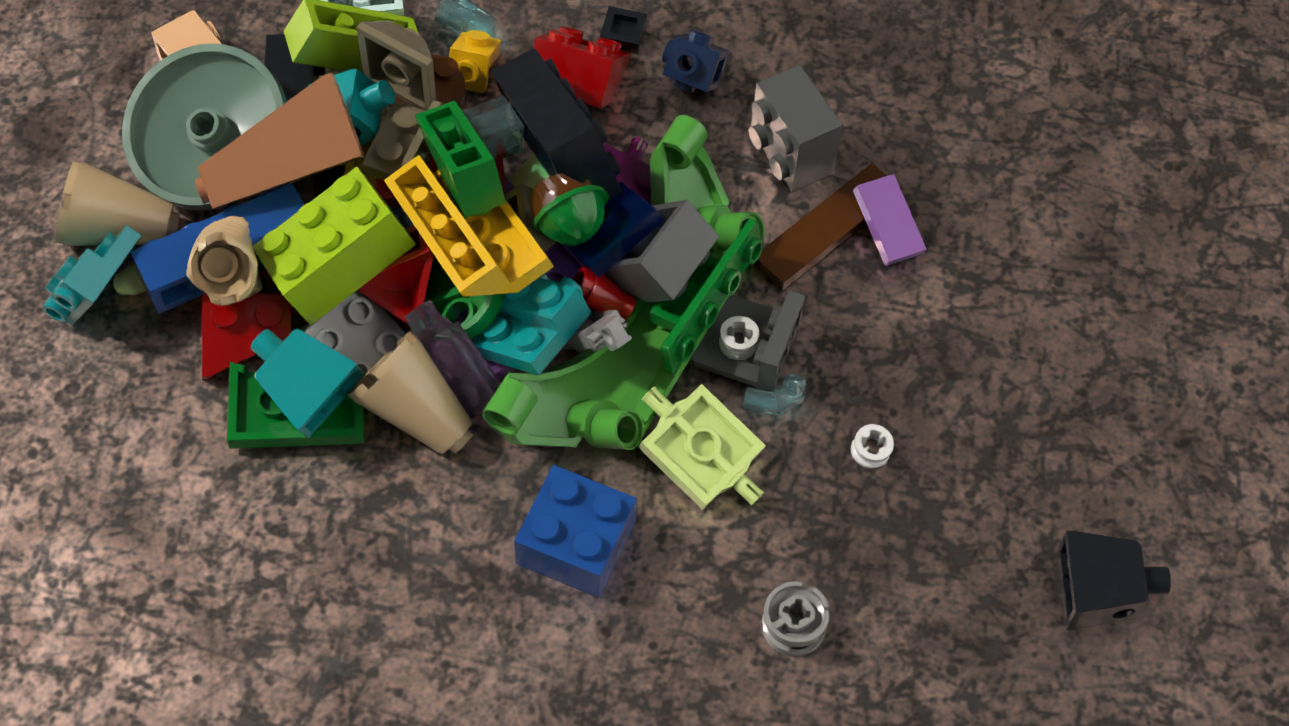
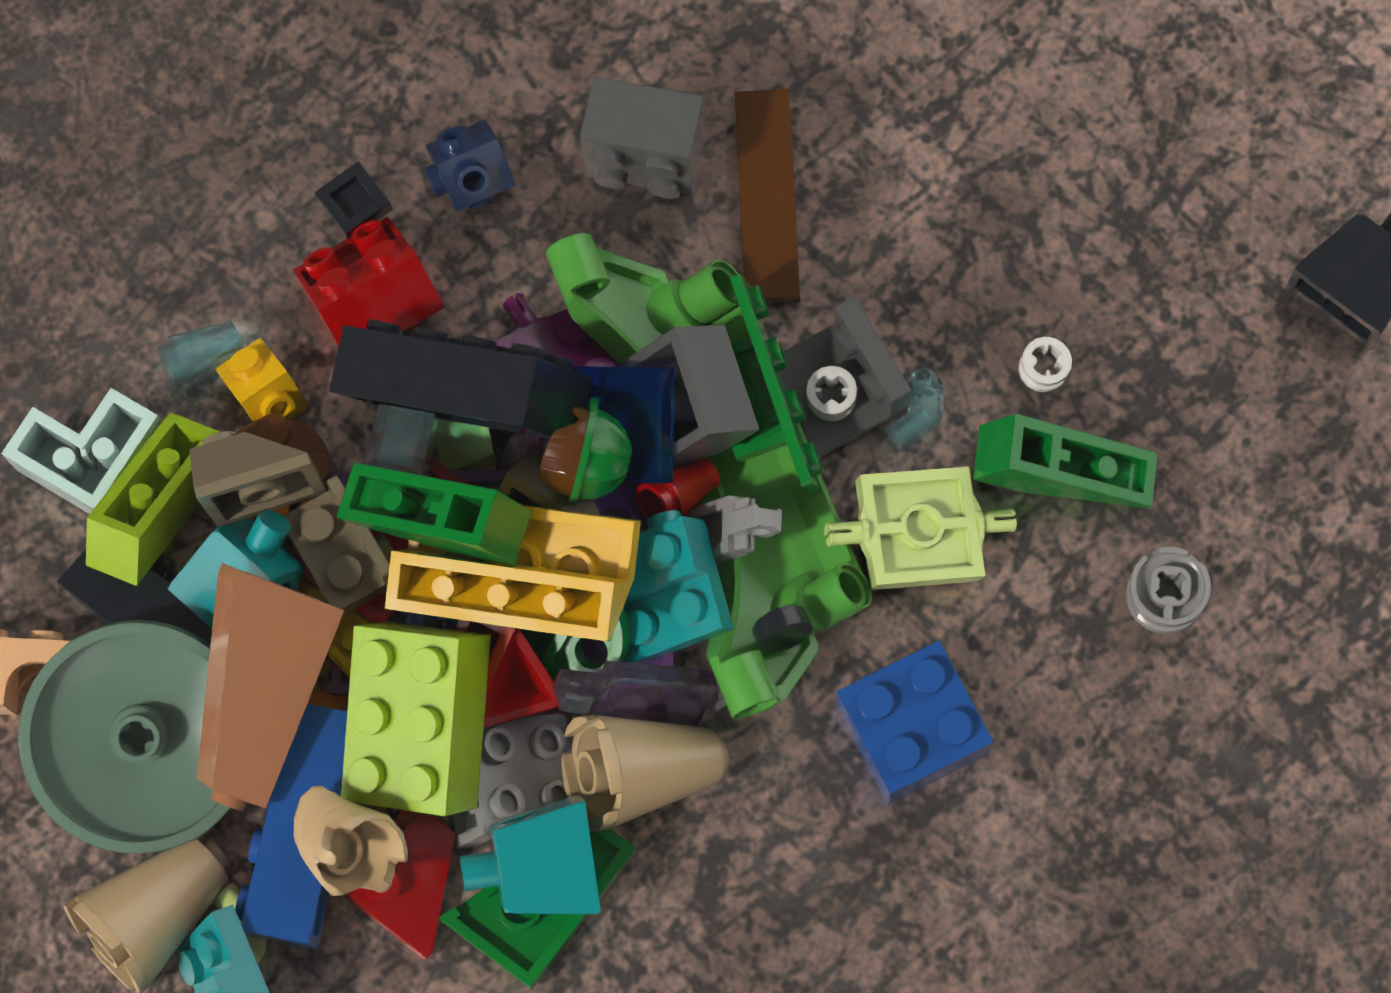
camera: 40 degrees left, 15 degrees up
(565, 407) = (782, 629): none -> black tile
(819, 498) = (1063, 463): none -> green slope
(889, 220) = (817, 133): medium lavender tile -> none

